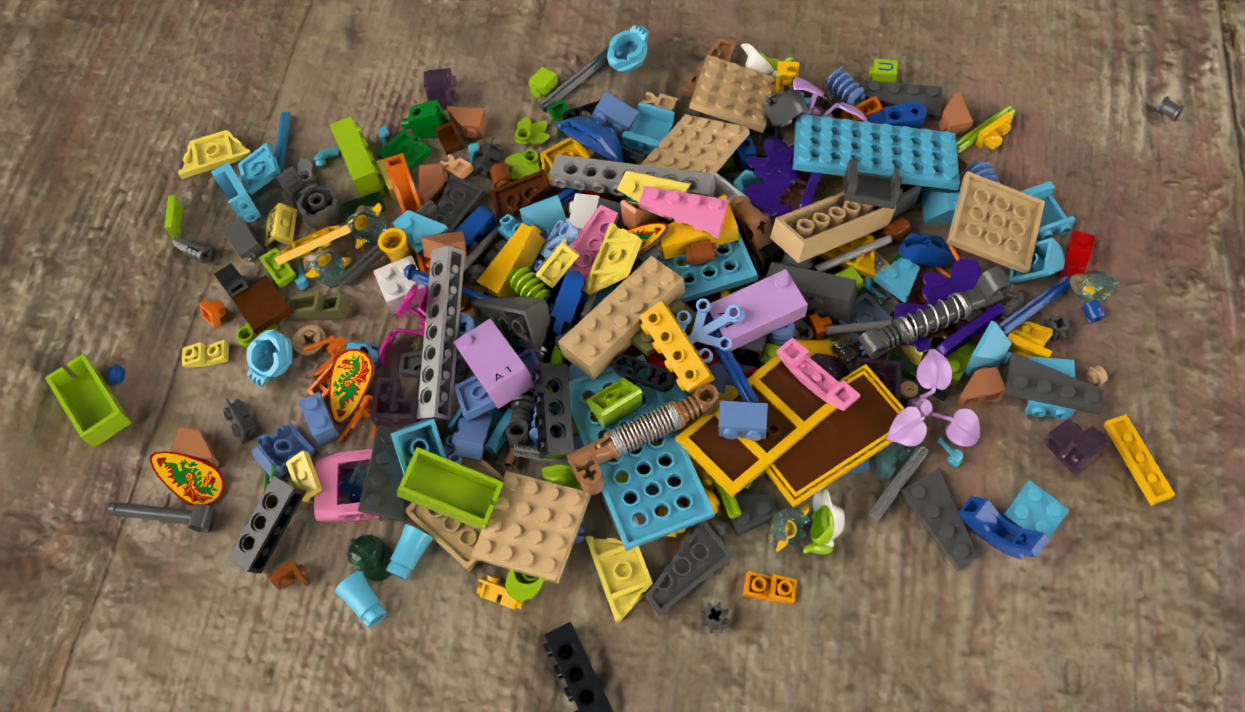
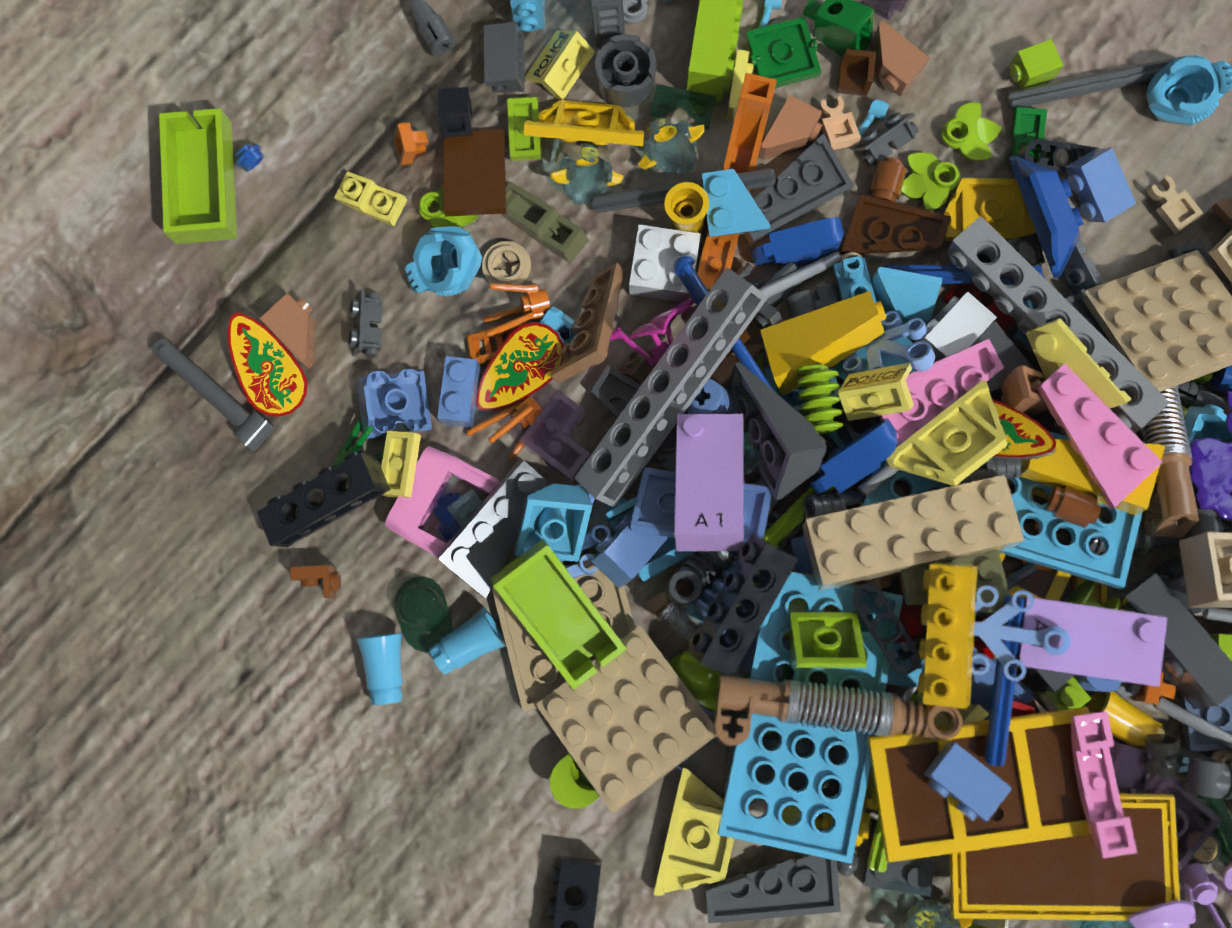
camera: 30 degrees right, 20 degrees up
(301, 282) = (543, 170): medium azure hand -> none
(379, 334) = (593, 325): none -> medium nougat wing
(435, 241) = (750, 255): nougat slope -> none
(492, 588) = (540, 751): yellow hinge -> none
(648, 128) = (1132, 238): medium azure panel -> none

